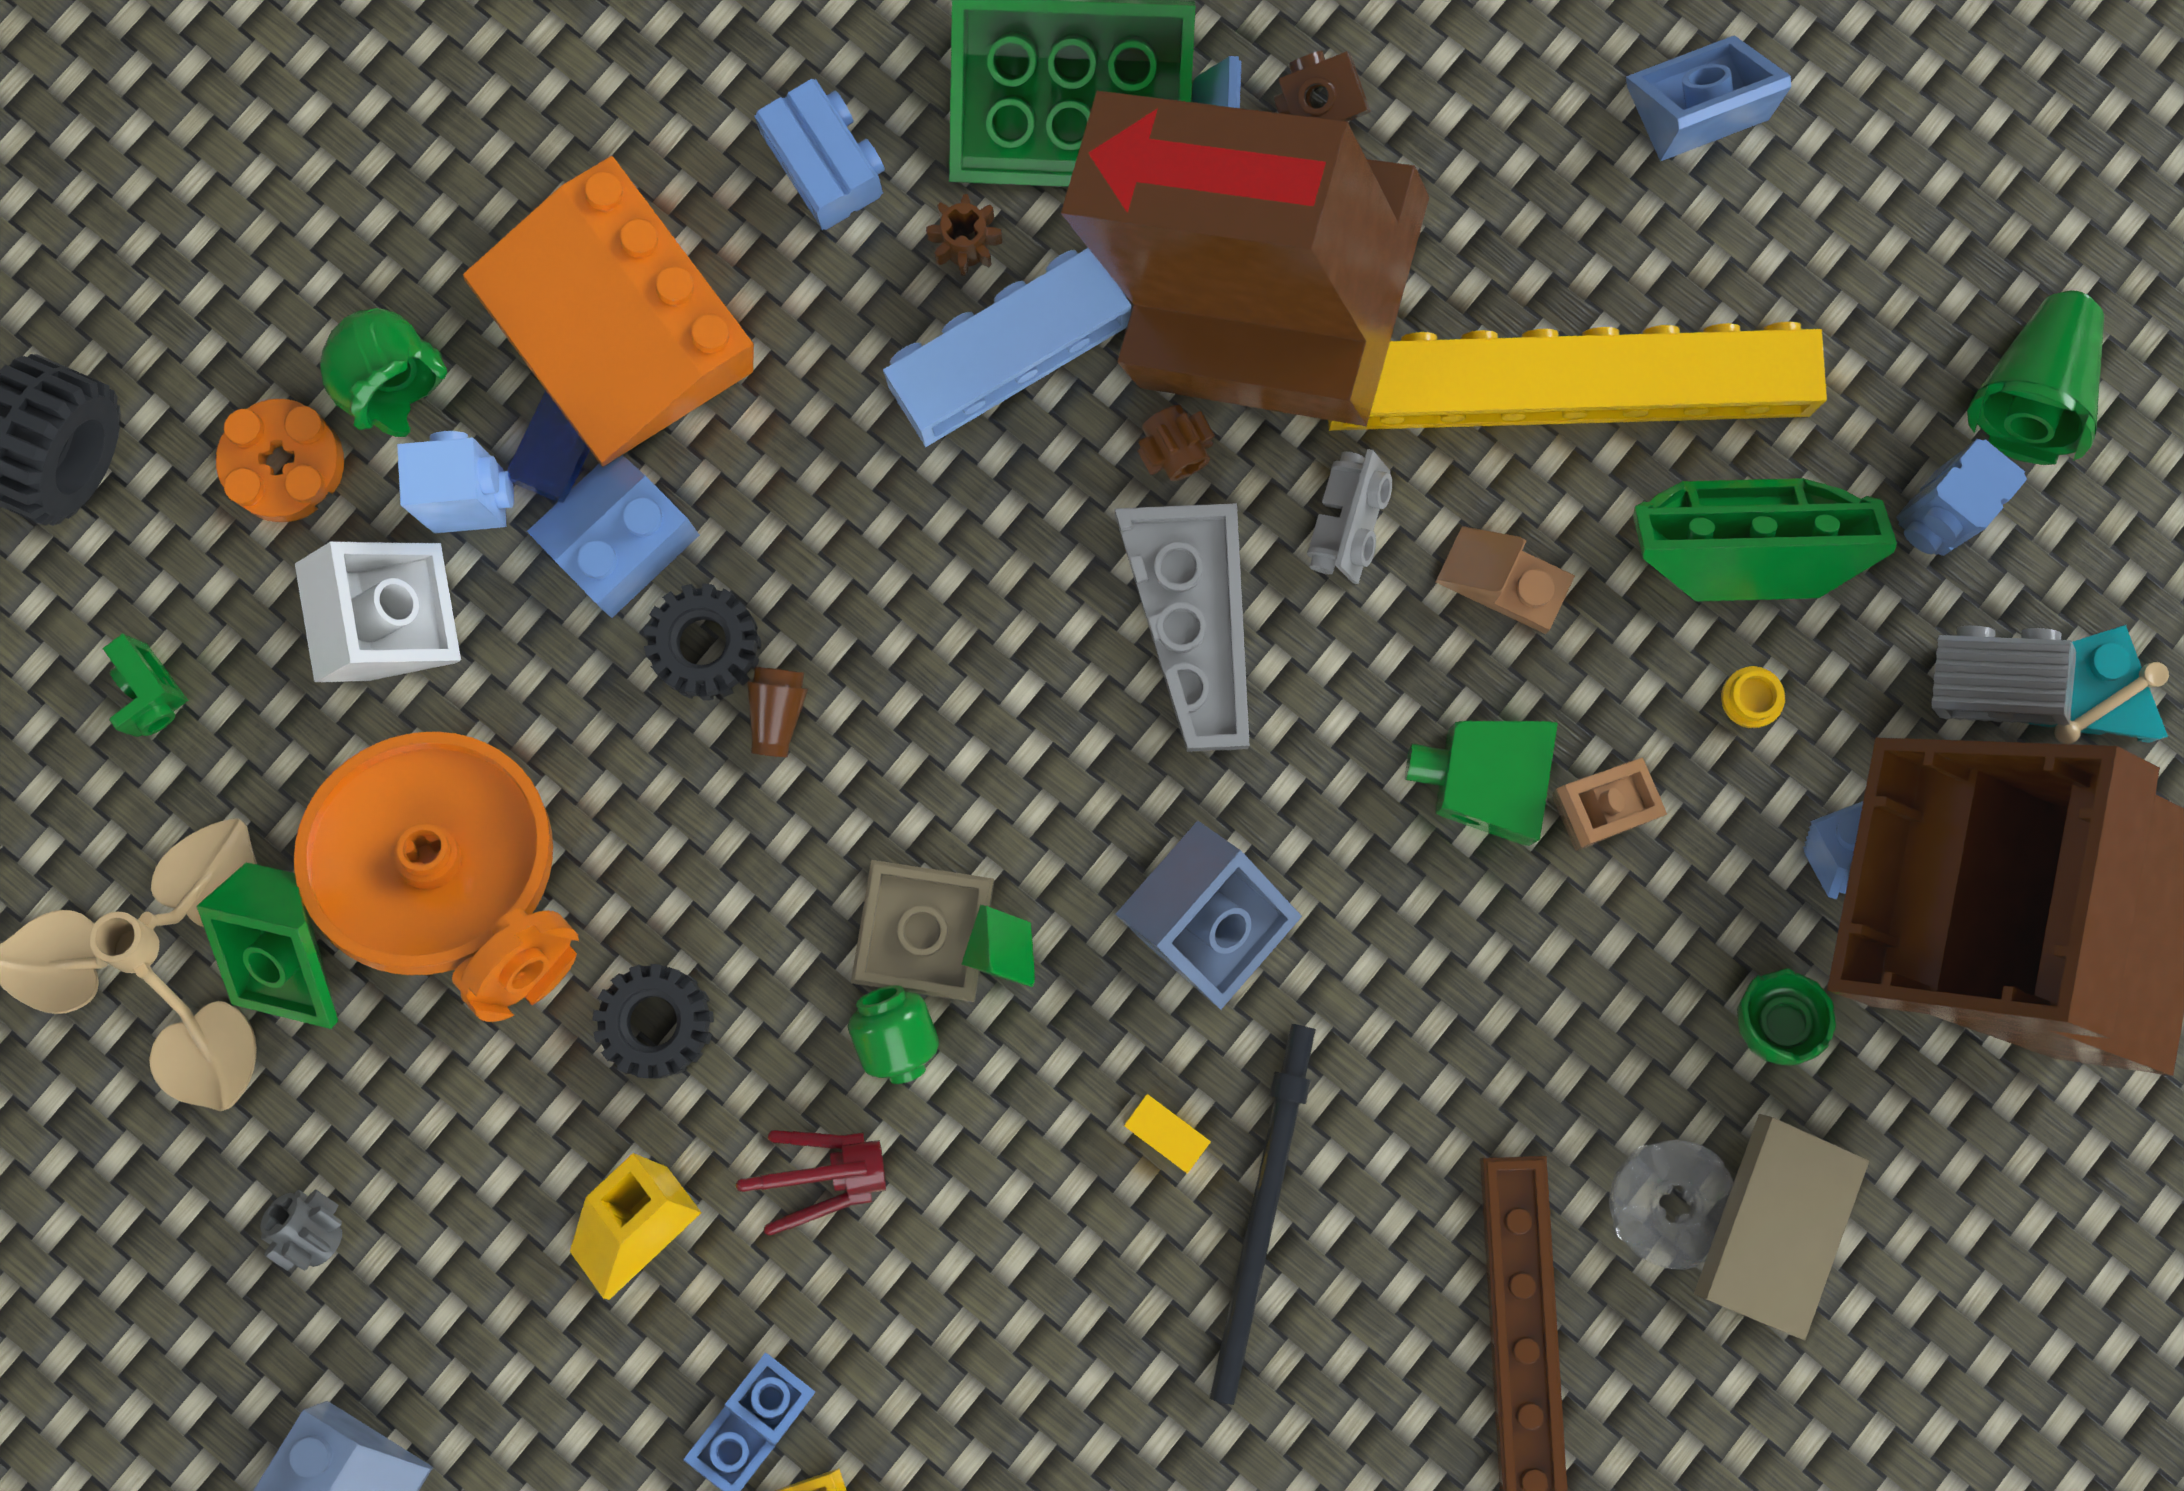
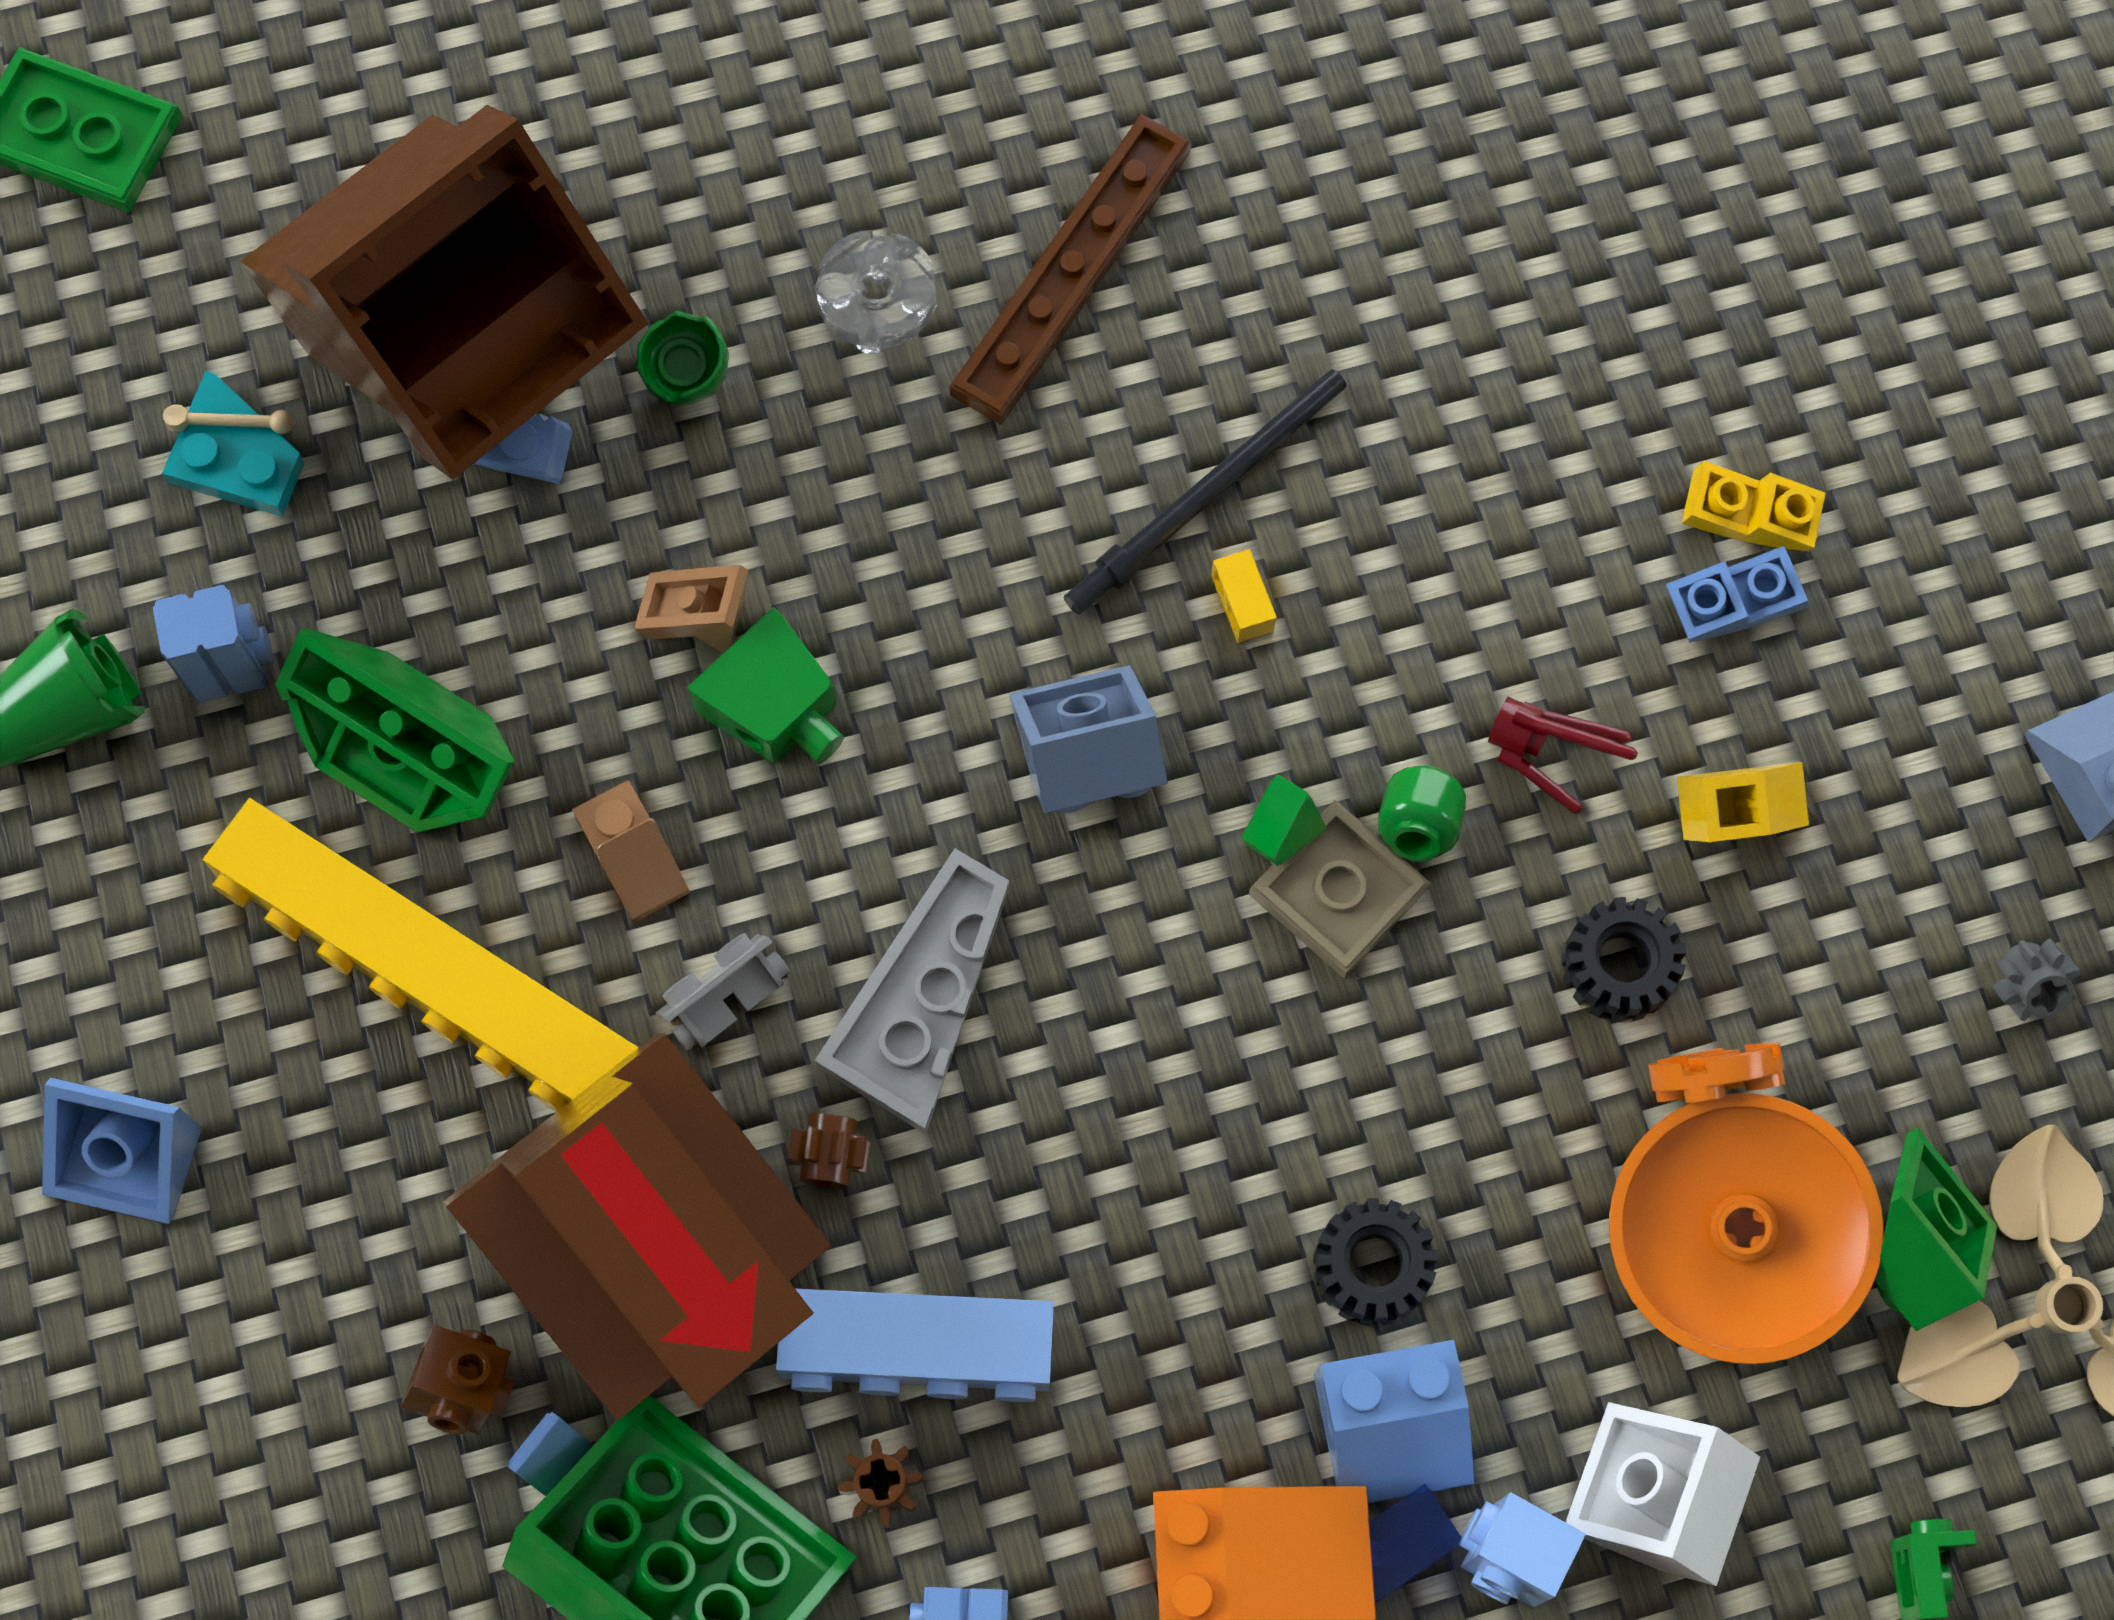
camera: 150 degrees left, 10 degrees down
(774, 709) = (1345, 1160): reddish brown cone -> none
(1753, 697) = (504, 618): yellow plate -> none
(1781, 1227) = (808, 219): dark tan tile -> none
(2004, 677) = (297, 489): light grey brick -> none

